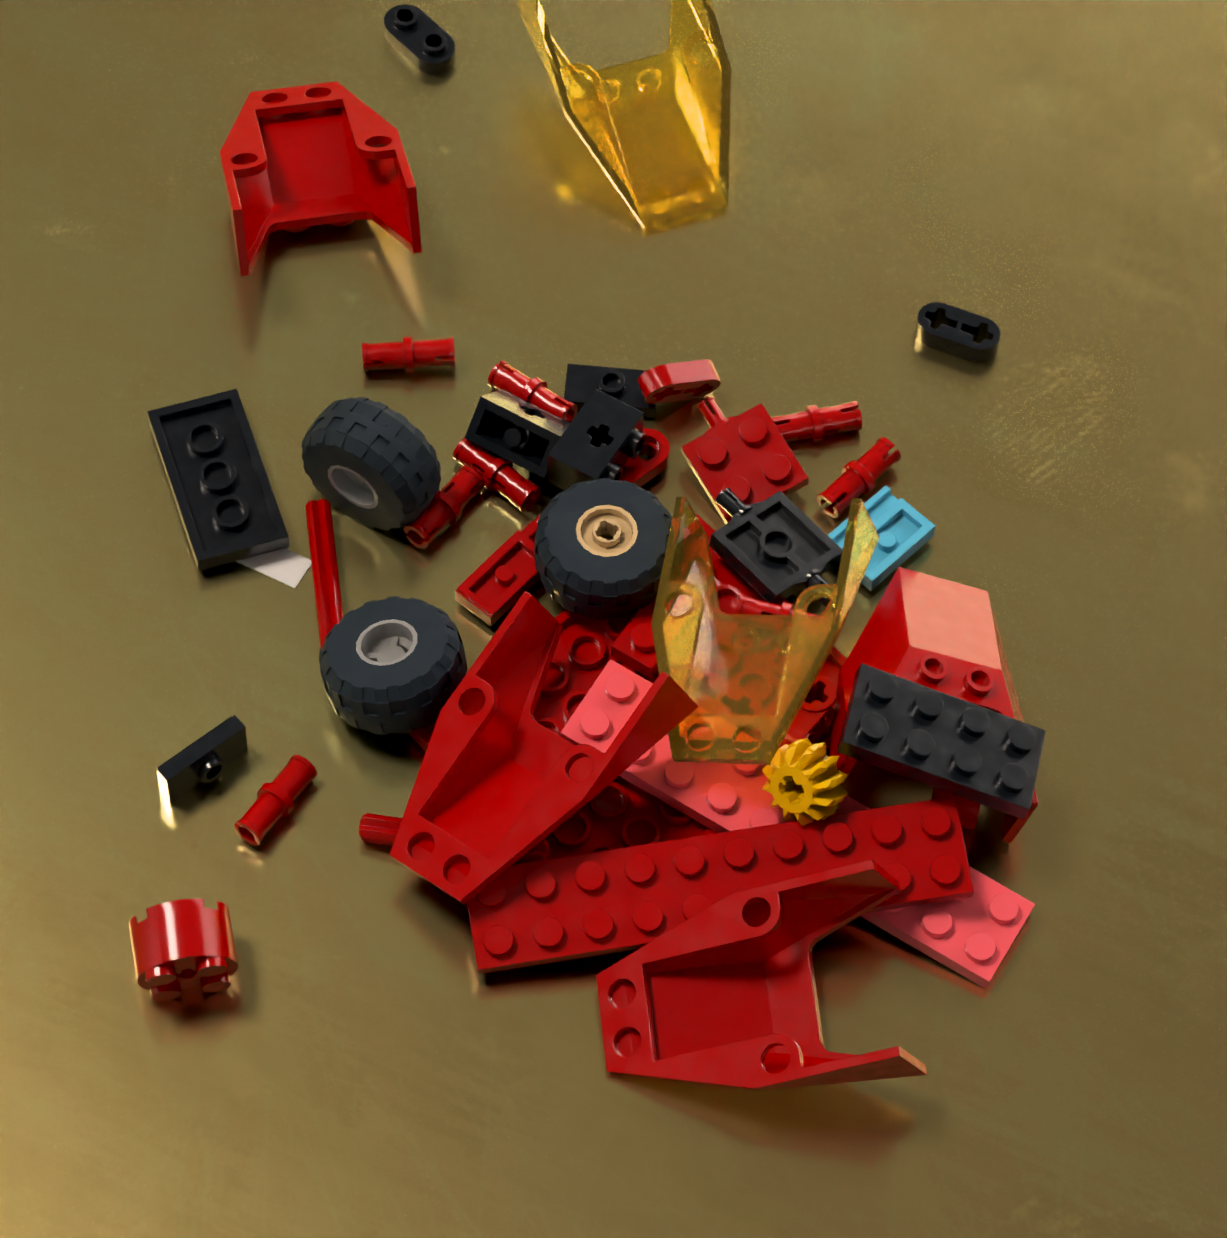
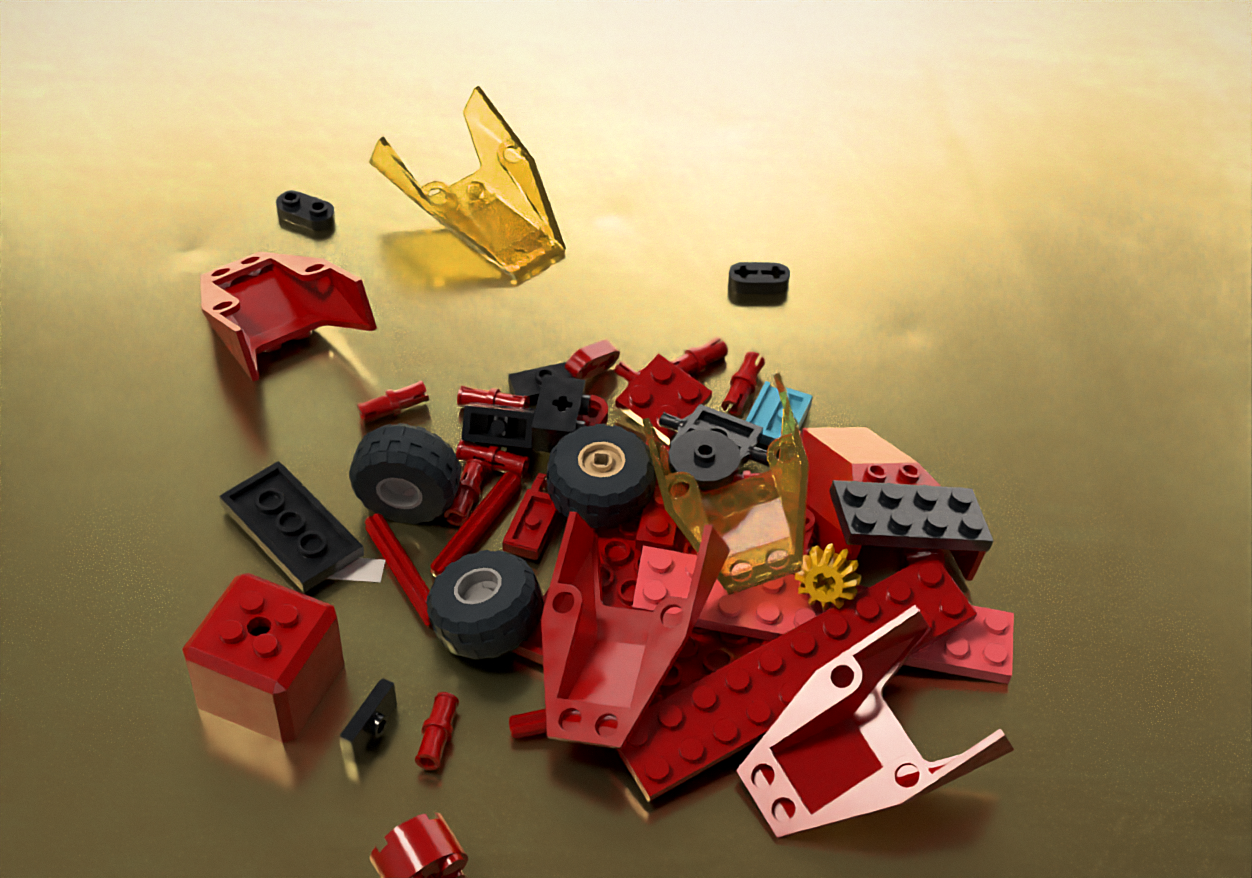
camera: 20 degrees left, 10 degrees down
(116, 671) = (271, 678): none -> red plate
(440, 552) = (477, 522): none -> red axle
(735, 589) = (706, 456): none -> black plate

